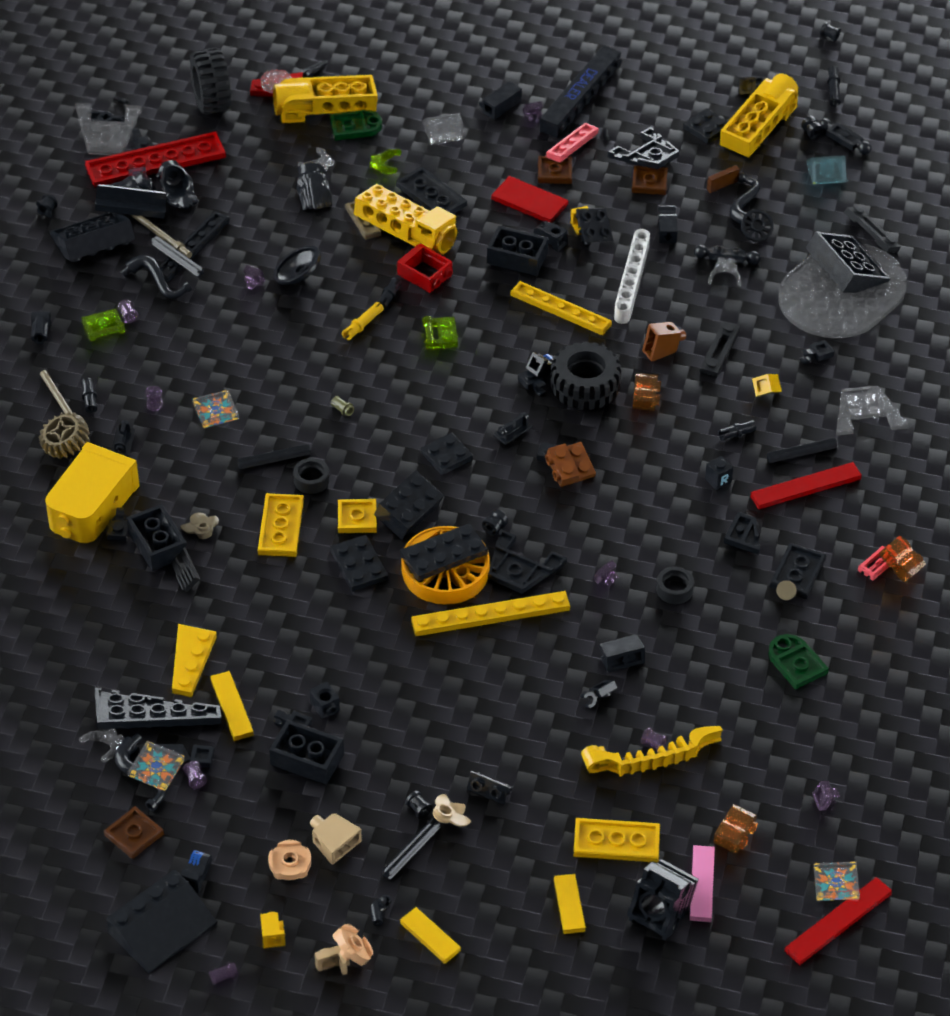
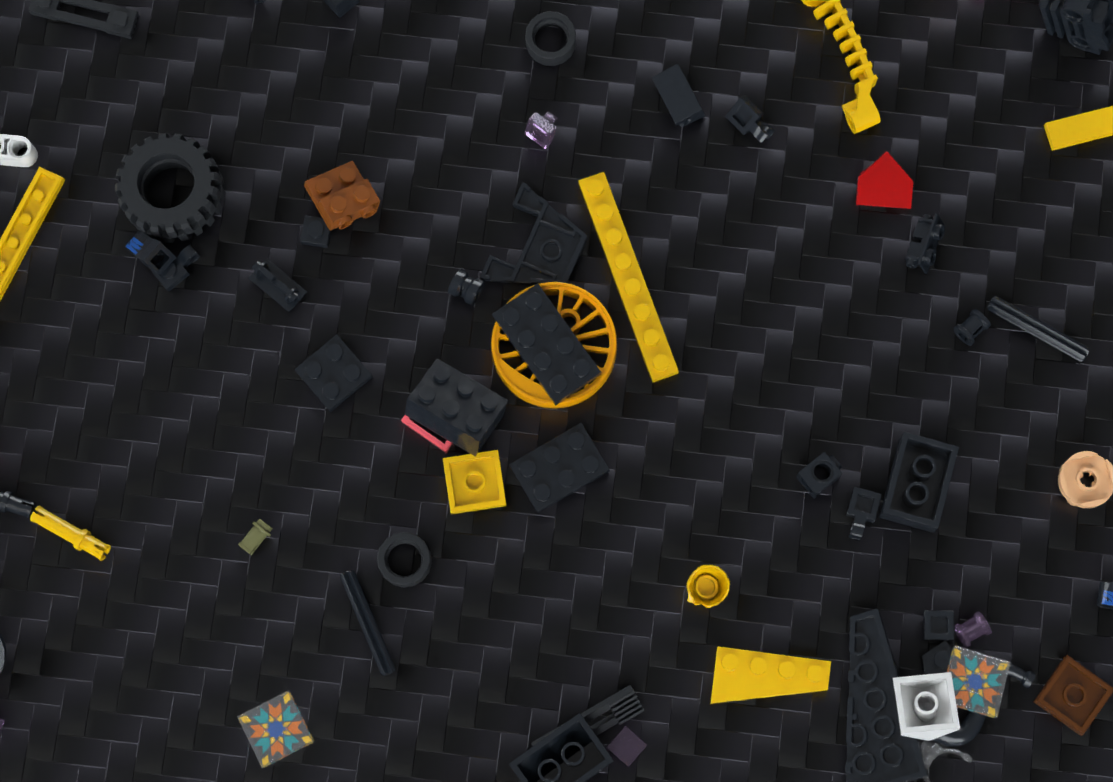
camera: 90 degrees left, 30 degrees up
(145, 723) = (926, 705): none -> white slope
(160, 579) = (627, 746): none -> clear purple tile
(200, 525) = (512, 708): dark tan plate -> none
(231, 706) = (841, 602): yellow tile -> none
(259, 628) = (708, 586): none -> yellow hair
(280, 525) = (499, 590): yellow tile -> none
(335, 836) = (1042, 427): tan torso -> none
(446, 332) = (79, 406): clear neon green plate -> none
(450, 812) = (974, 285): tan plate -> none
(538, 767) = (884, 185): none -> red slope
(617, 840) = (979, 79): yellow tile -> none
(645, 391) = (186, 105): clear orange brick -> none
(653, 739) = (818, 44): clear purple bush -> none
(662, 340) = (80, 82): dark orange torso -> none

